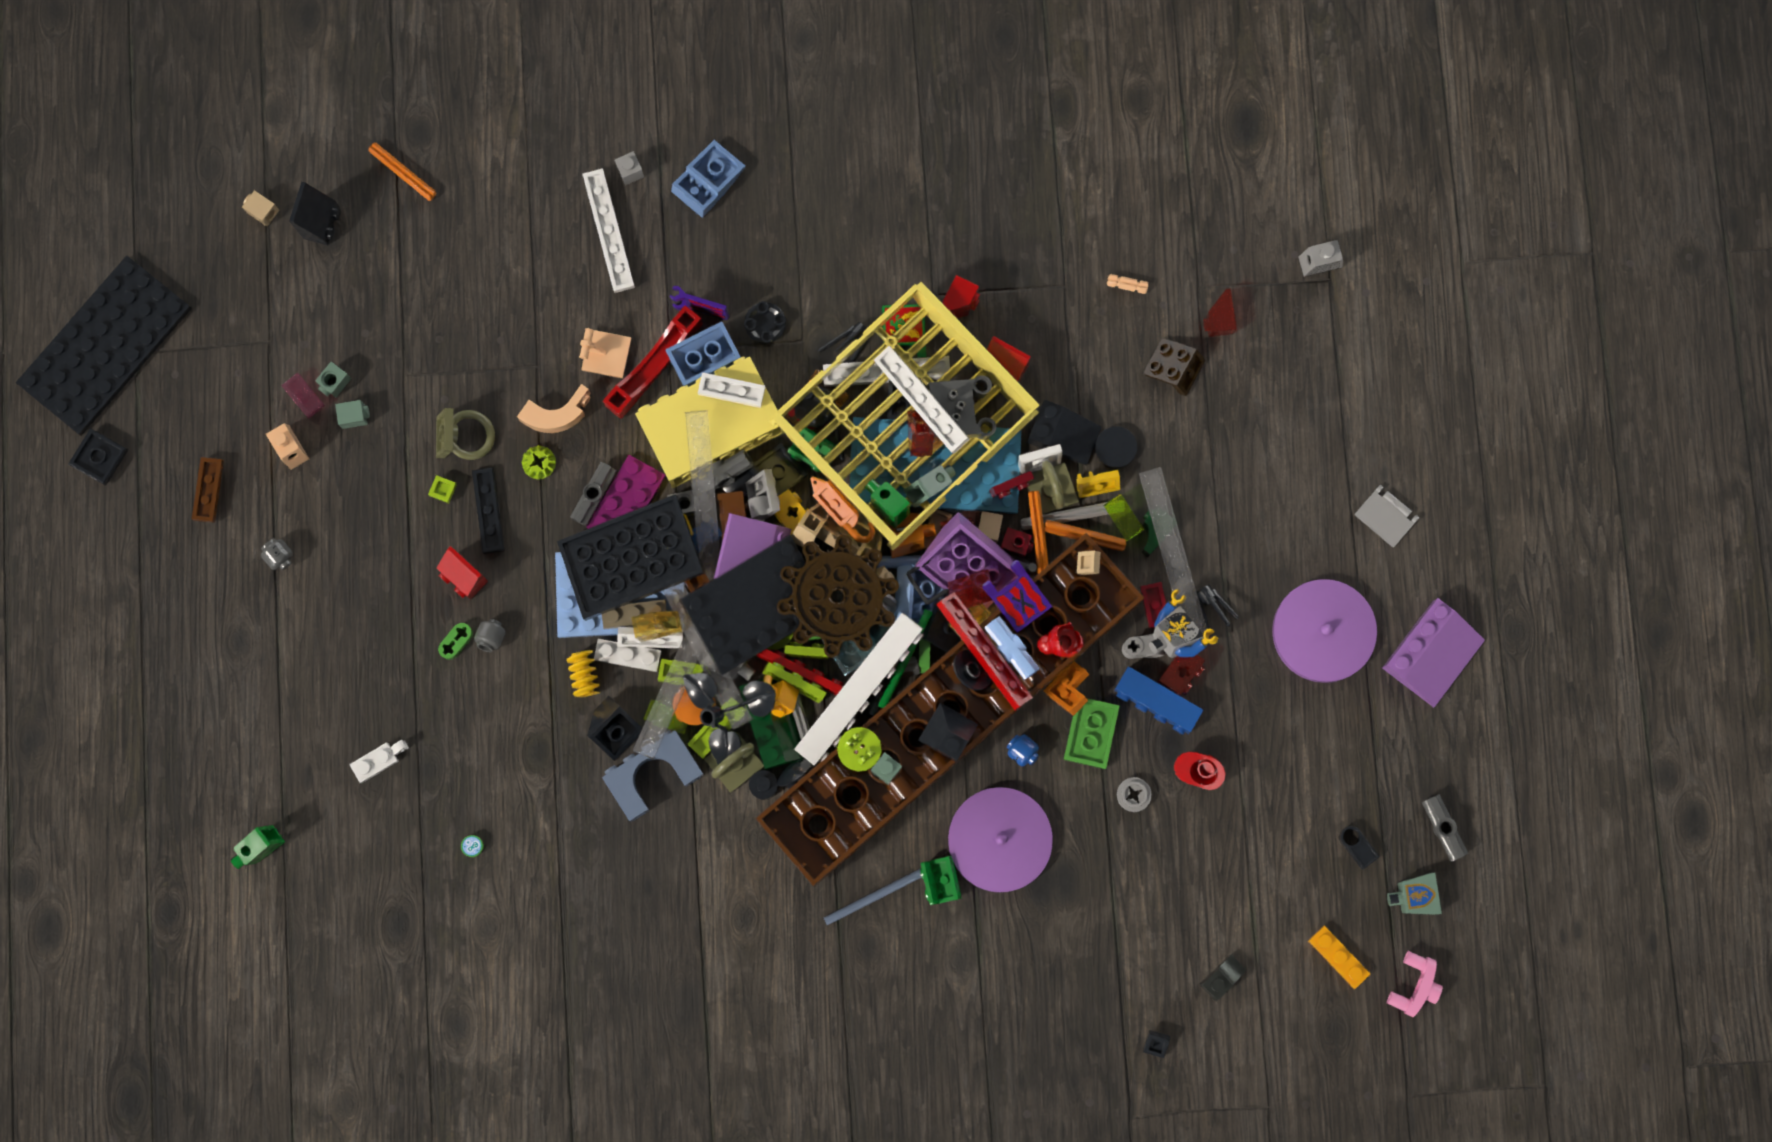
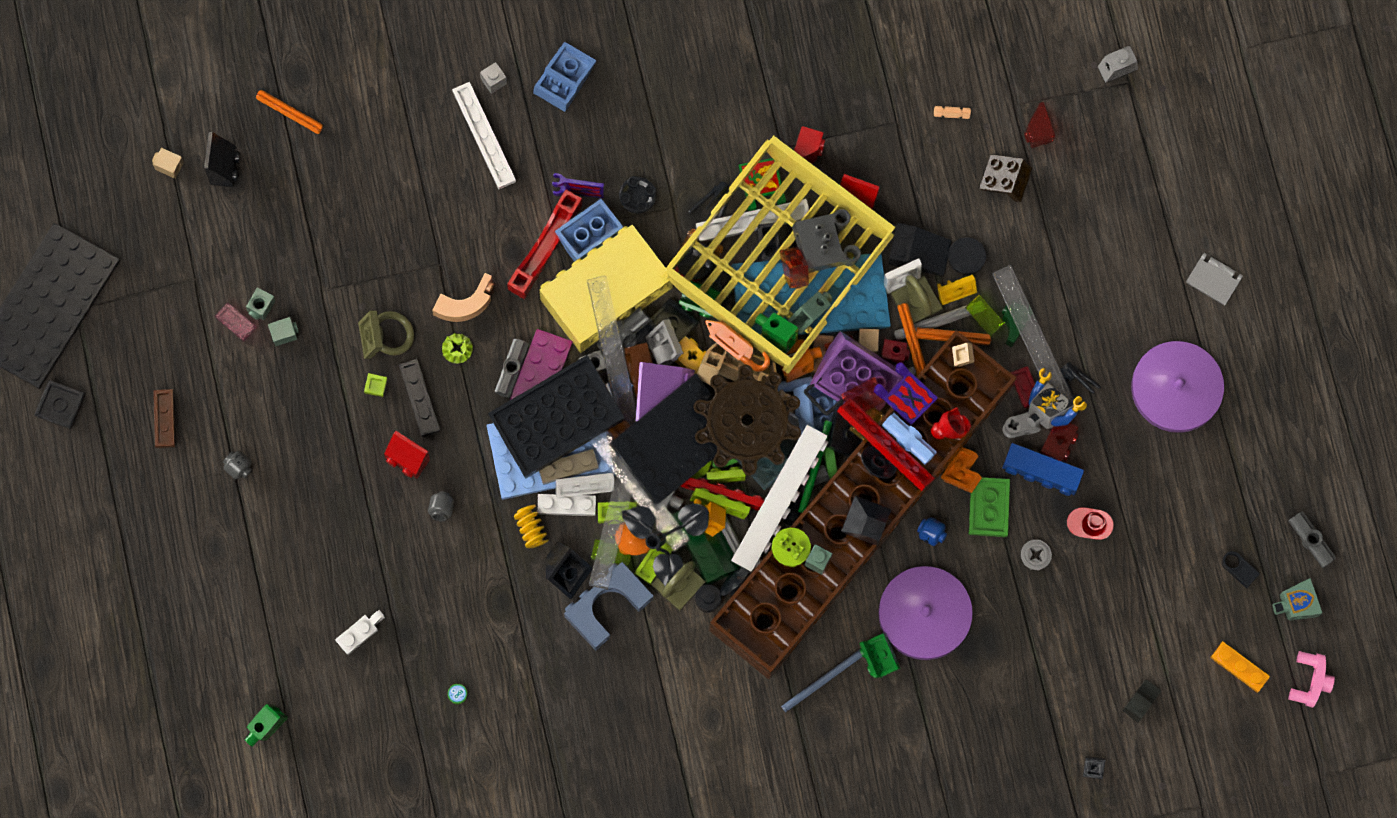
camera: 15 degrees left, 5 degrees down
(286, 444) = (229, 367): light nougat torso -> none
(459, 645) = (407, 514): bright green beam -> none
(604, 353) = (500, 243): light nougat plate -> none
(656, 625) = (591, 471): clear yellow slope -> none
(731, 390) = (622, 255): white plate -> none
(921, 399) = (791, 237): white plate -> none
(1004, 489) = (876, 305): dark red plate -> none
(1434, 652) = (1276, 390): medium lavender slope -> none

